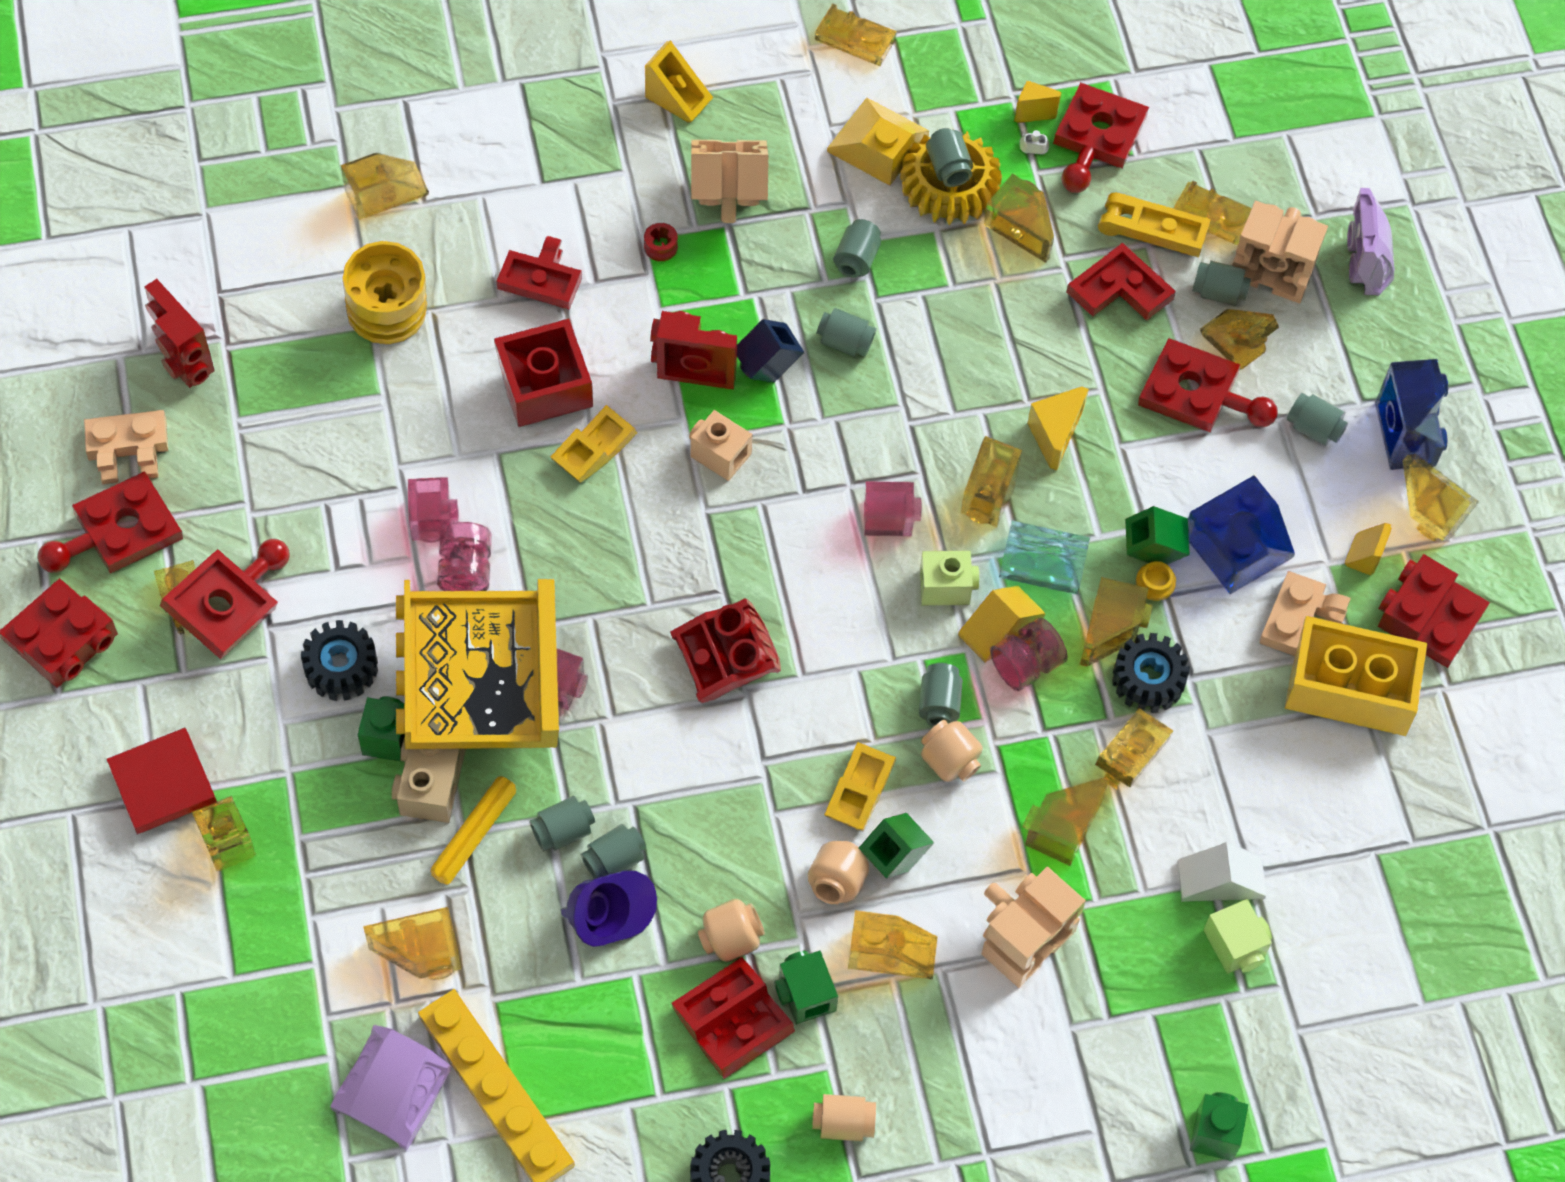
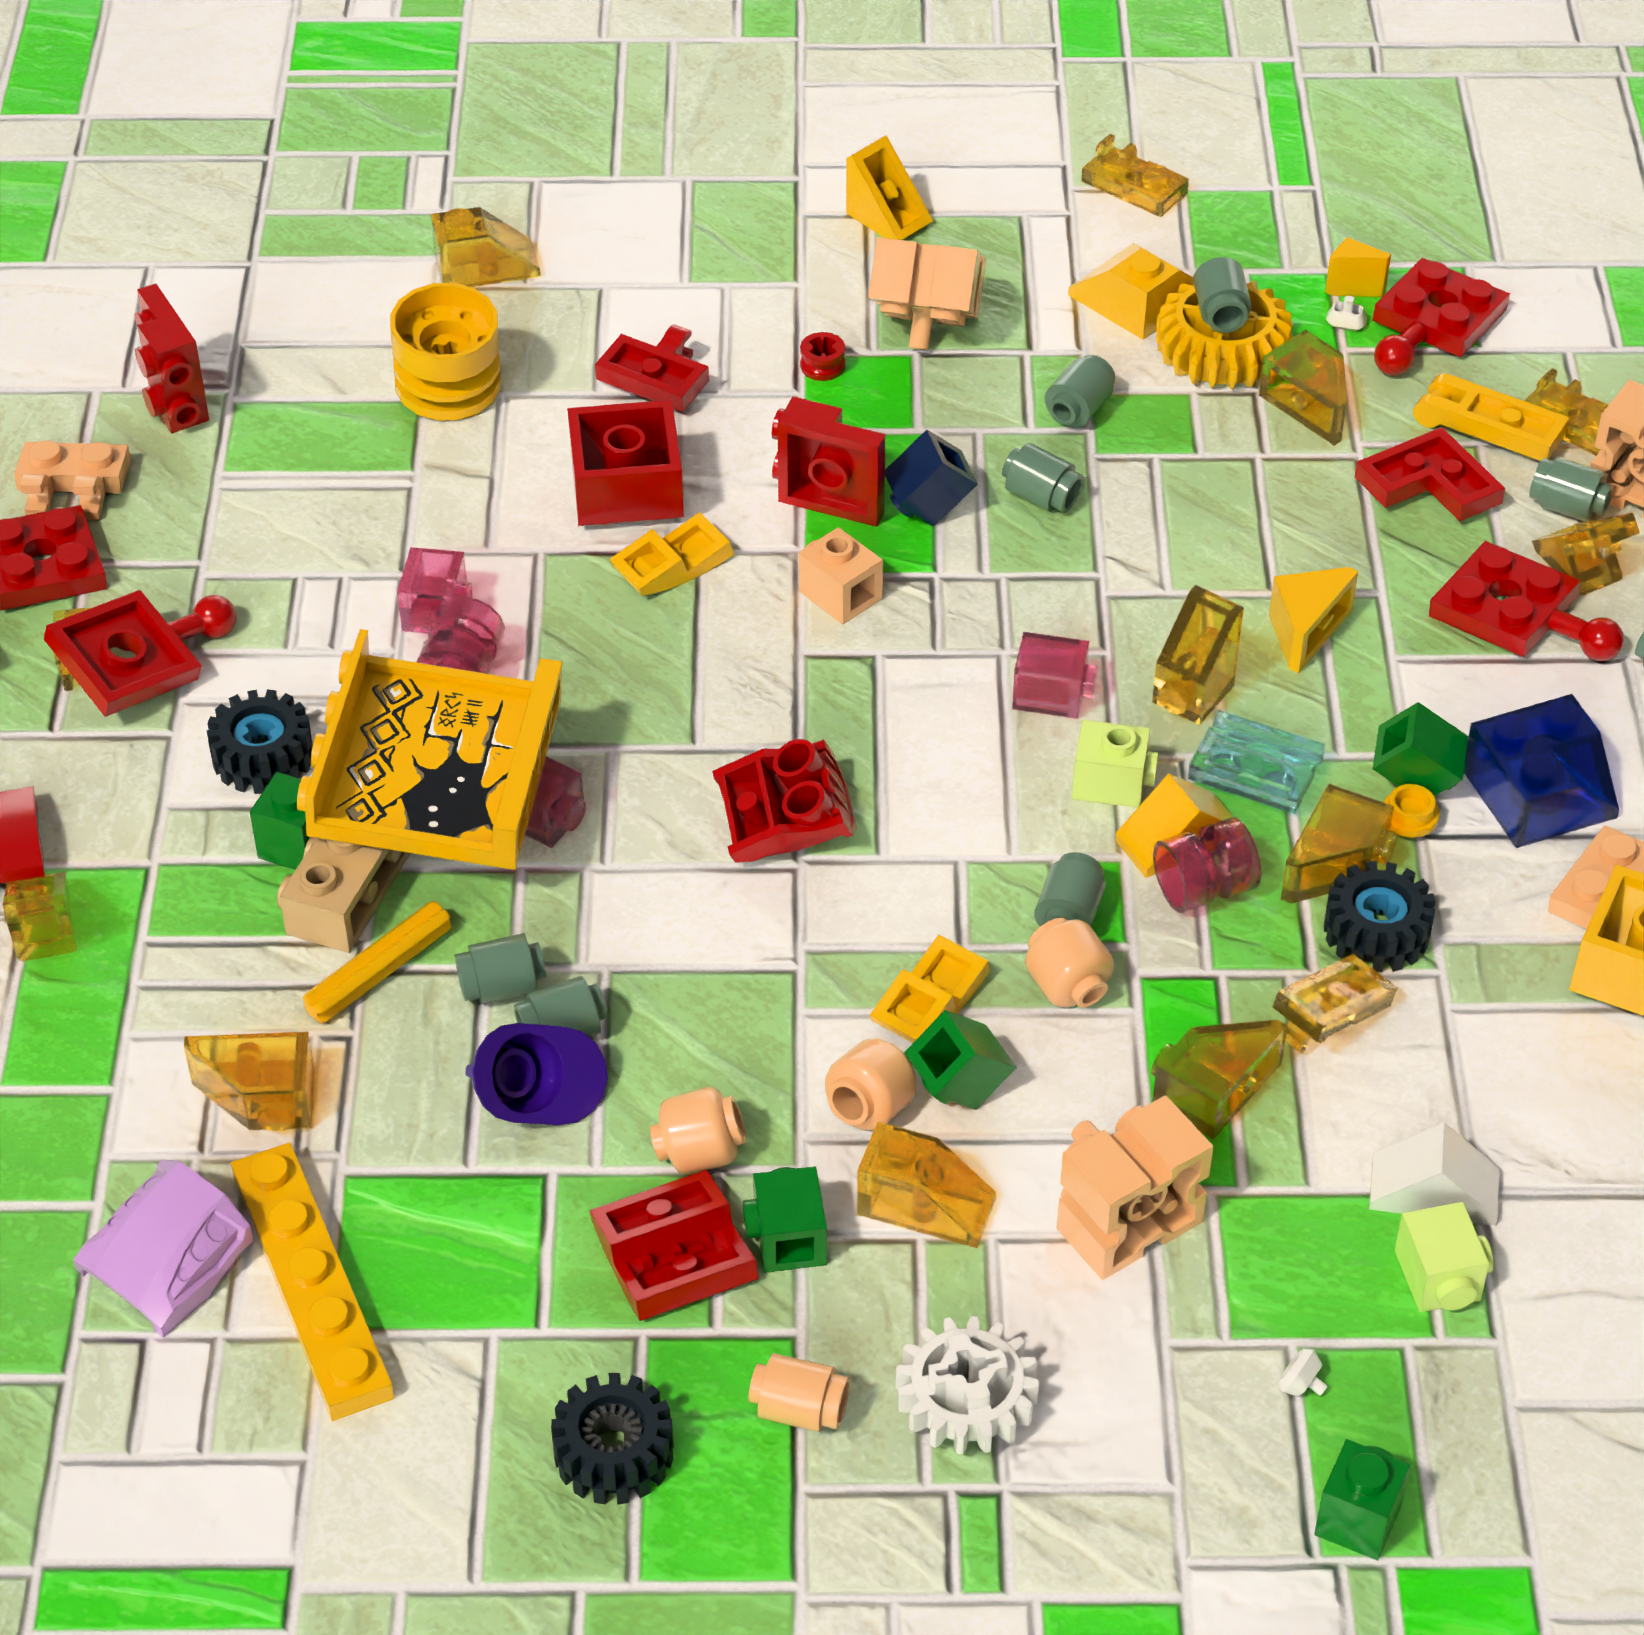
camera: 15 degrees right, 15 degrees down
(957, 1106) = (964, 1381): none -> white gear
(1162, 1038) = (1302, 1374): none -> white rock

